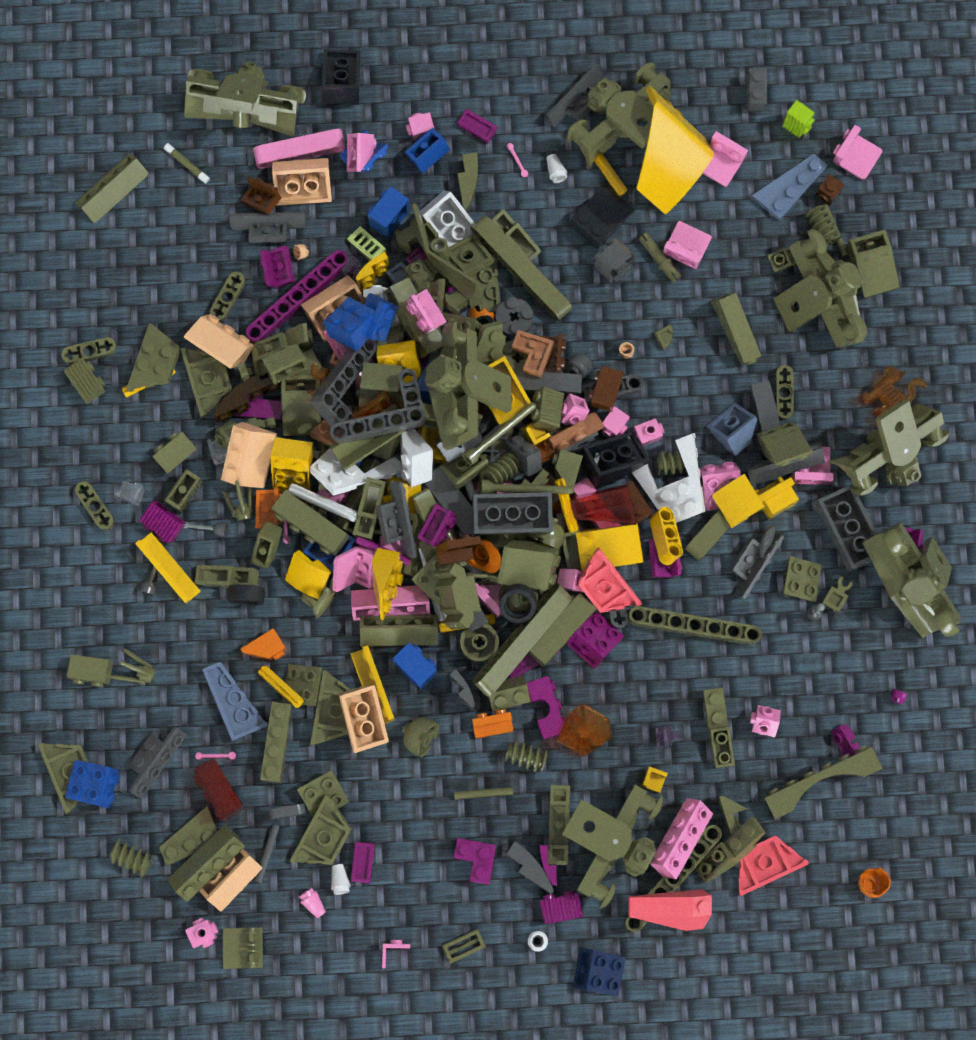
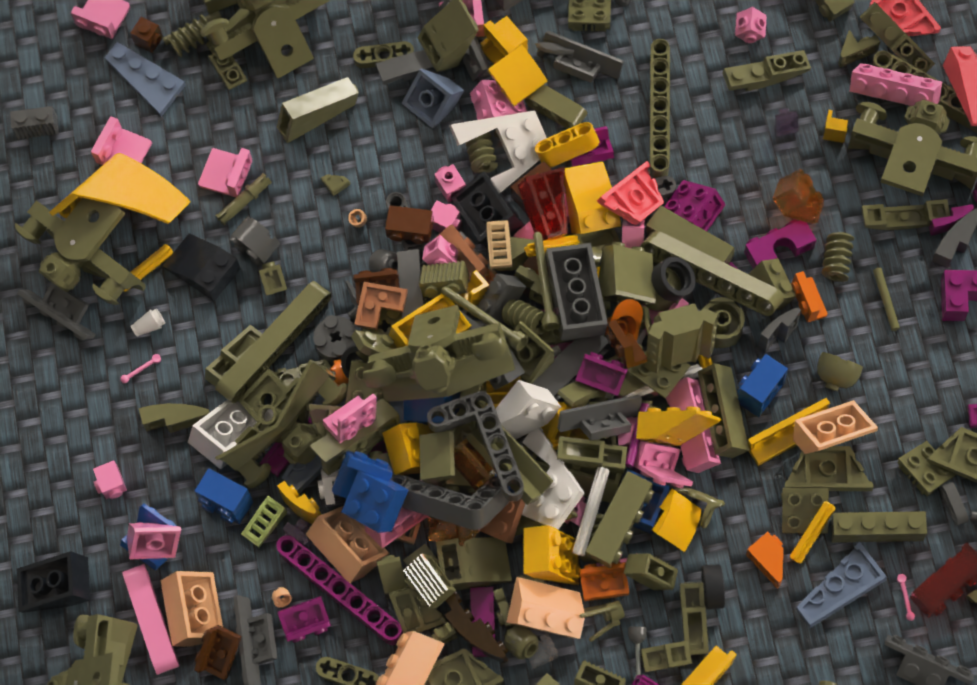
camera: 90 degrees left, 10 degrees down
(198, 549) = (666, 656): none -> olive slope
(427, 150) = (140, 465): blue brick -> none
(477, 126) = (102, 419): magenta tile -> none
(576, 465) = (499, 230): none -> tan slope
(581, 273) = (272, 278): none -> olive bracket
(799, 119) = (67, 72): lime brick -> none

